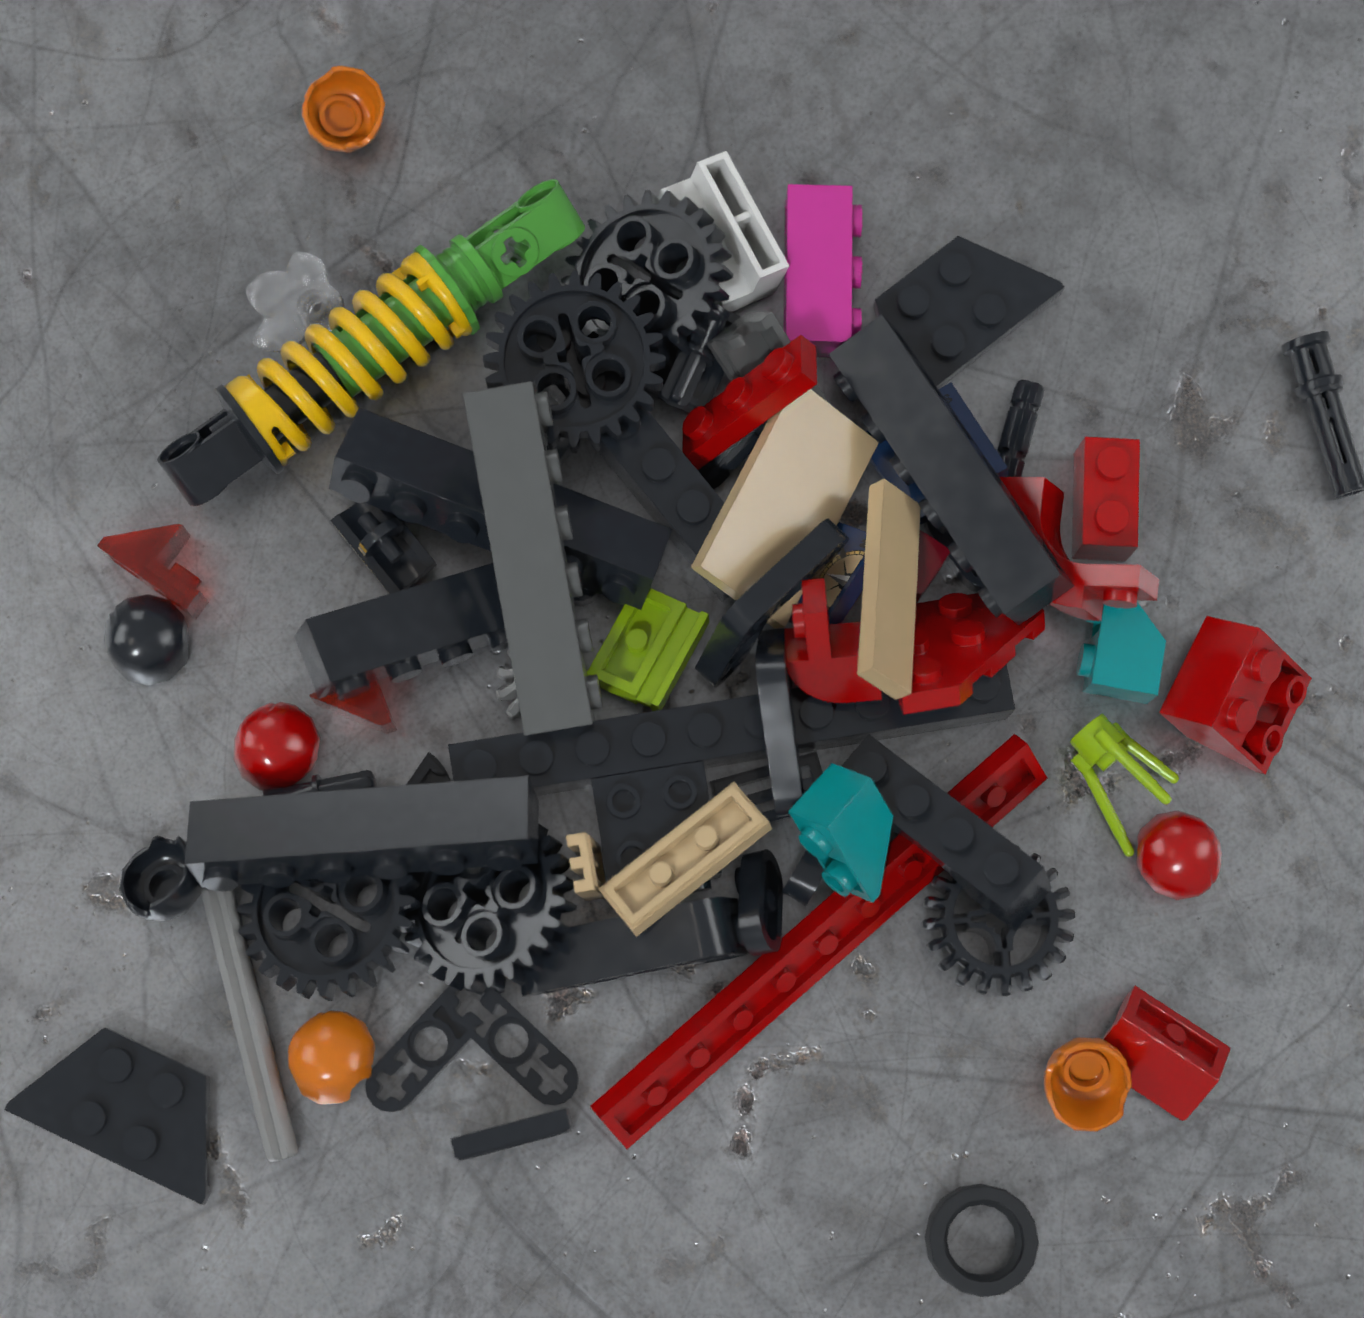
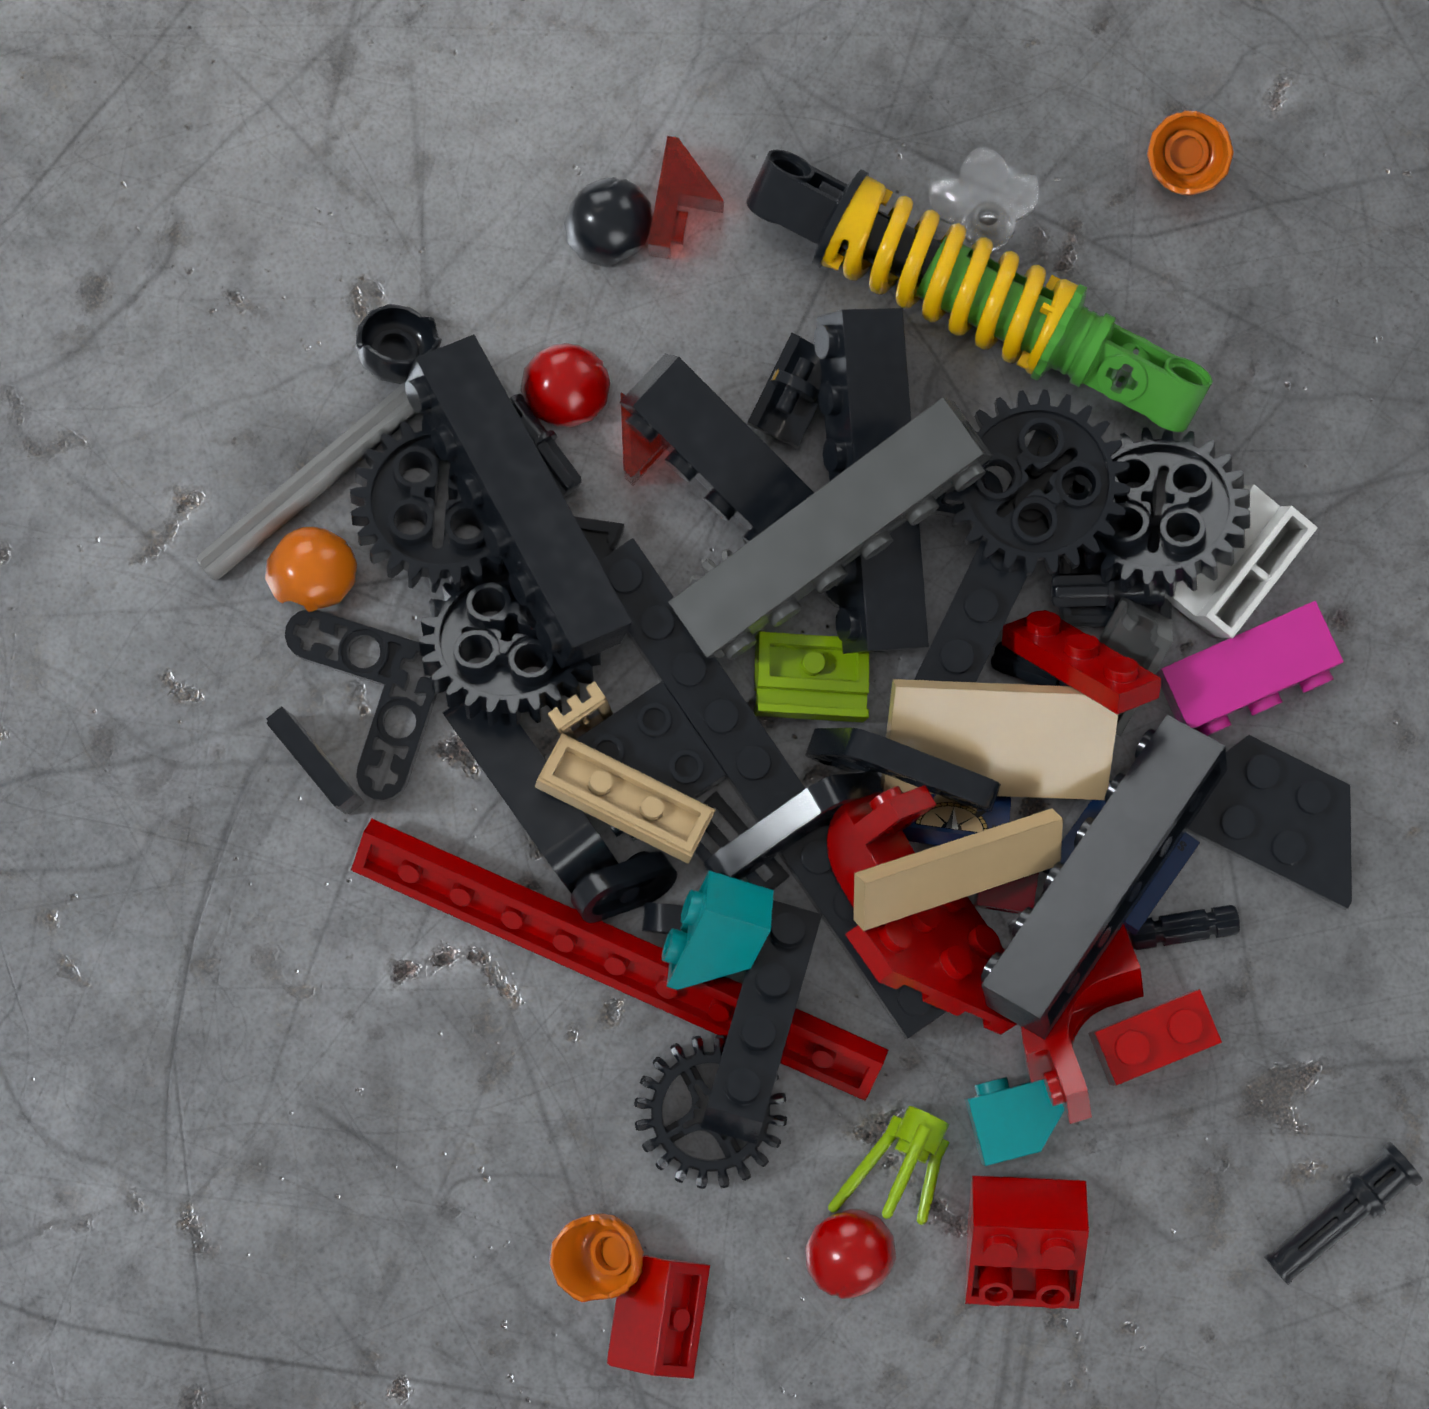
camera: 70 degrees right, 5 degrees up
(127, 1109) = (185, 414): black wing -> none
(1024, 1231) = (372, 1230): black tyre -> none

